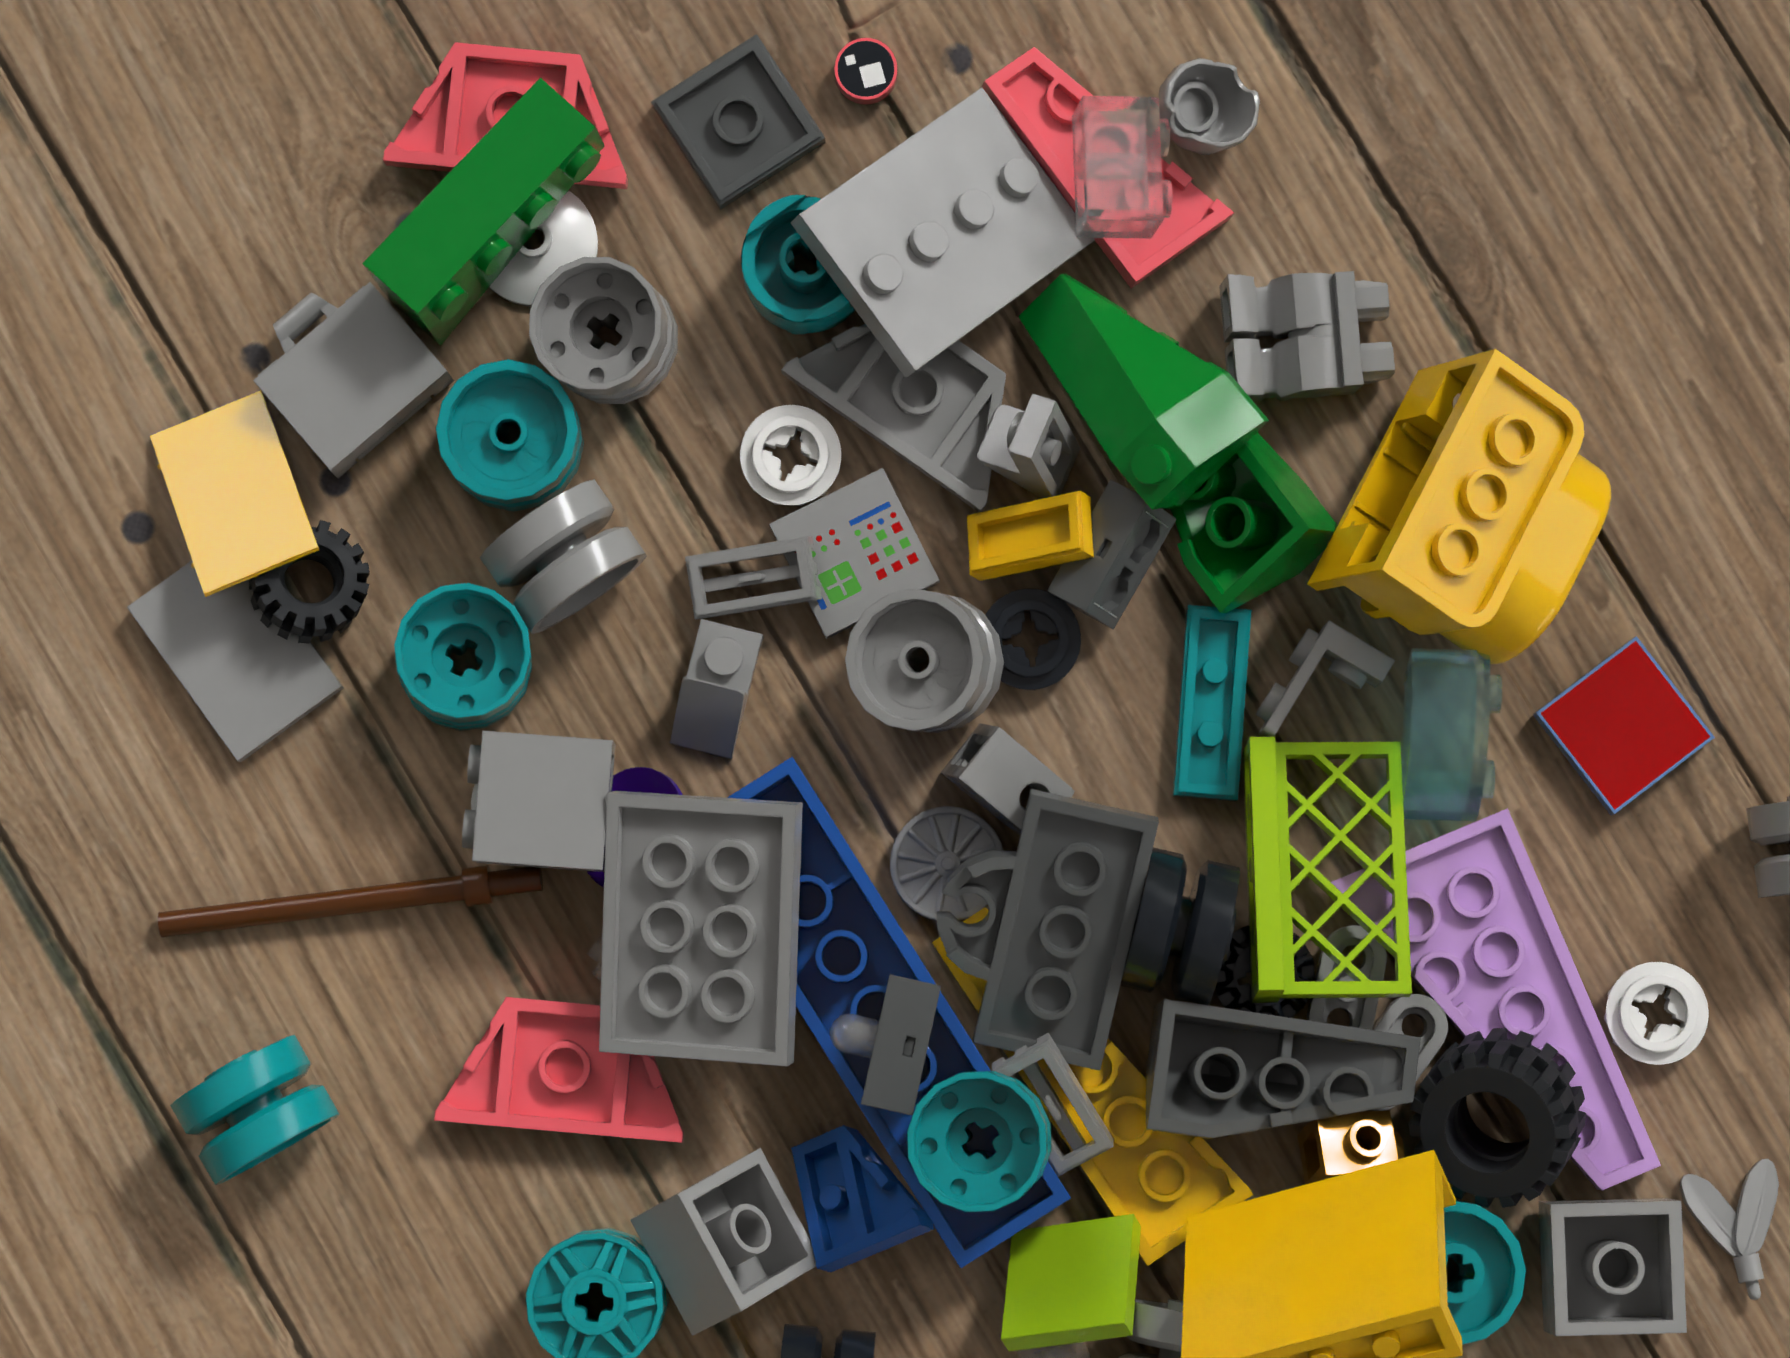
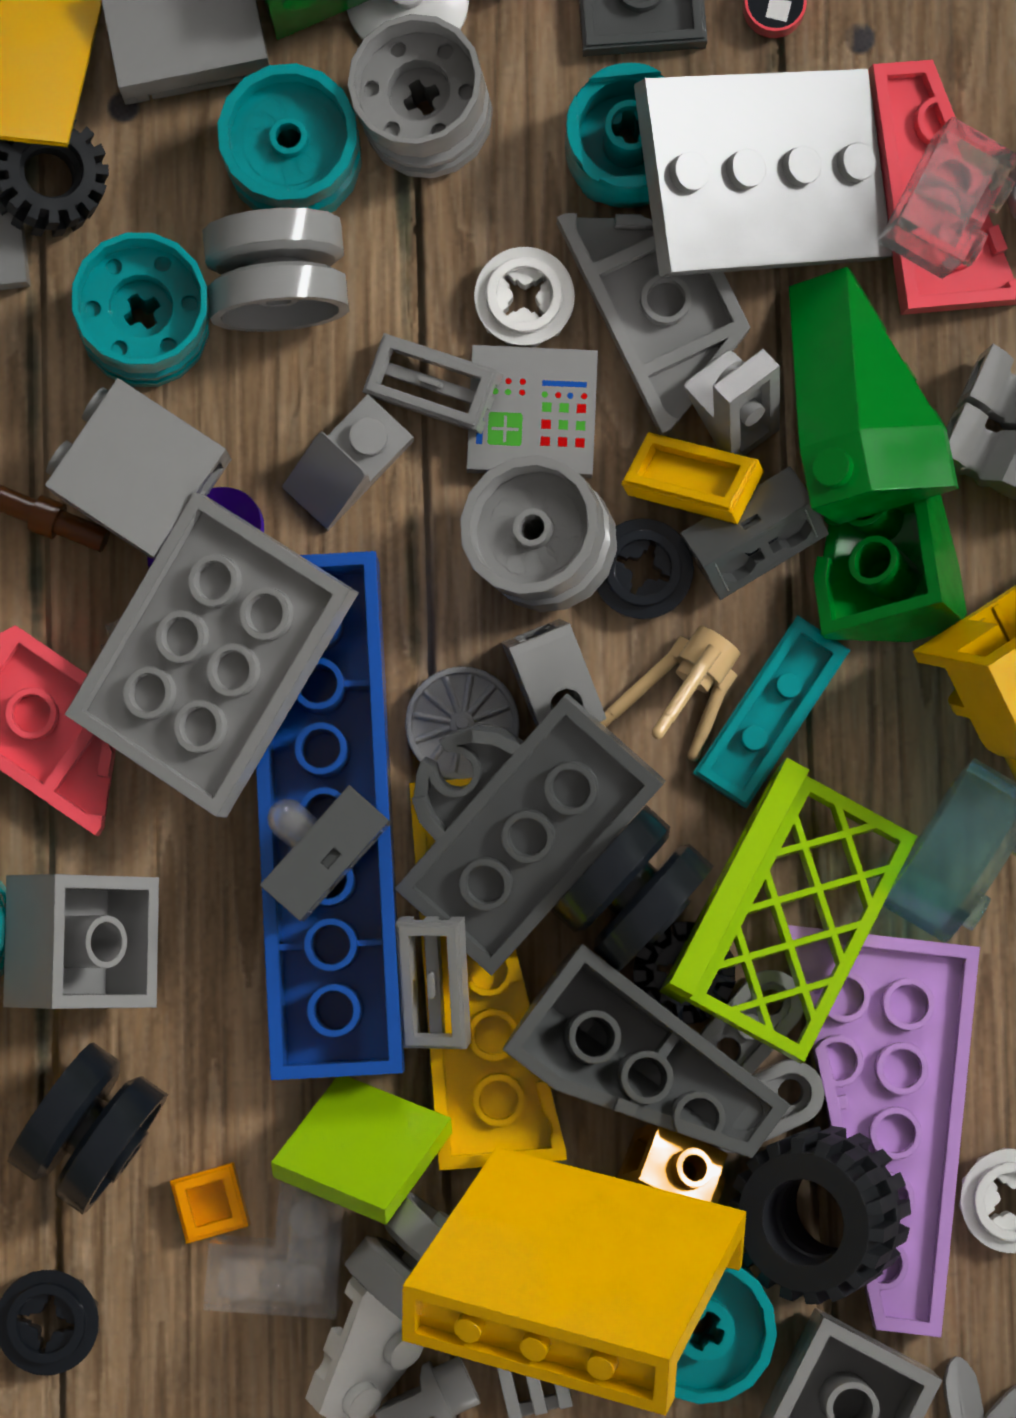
camera: 30 degrees right, 0 degrees up
(852, 1200) = (213, 968): blue wing -> none
(941, 1132) = (318, 949): teal wheel -> none
(1130, 692) = (703, 663): none -> tan plant
(1351, 662) = (914, 739): light grey bracket -> none

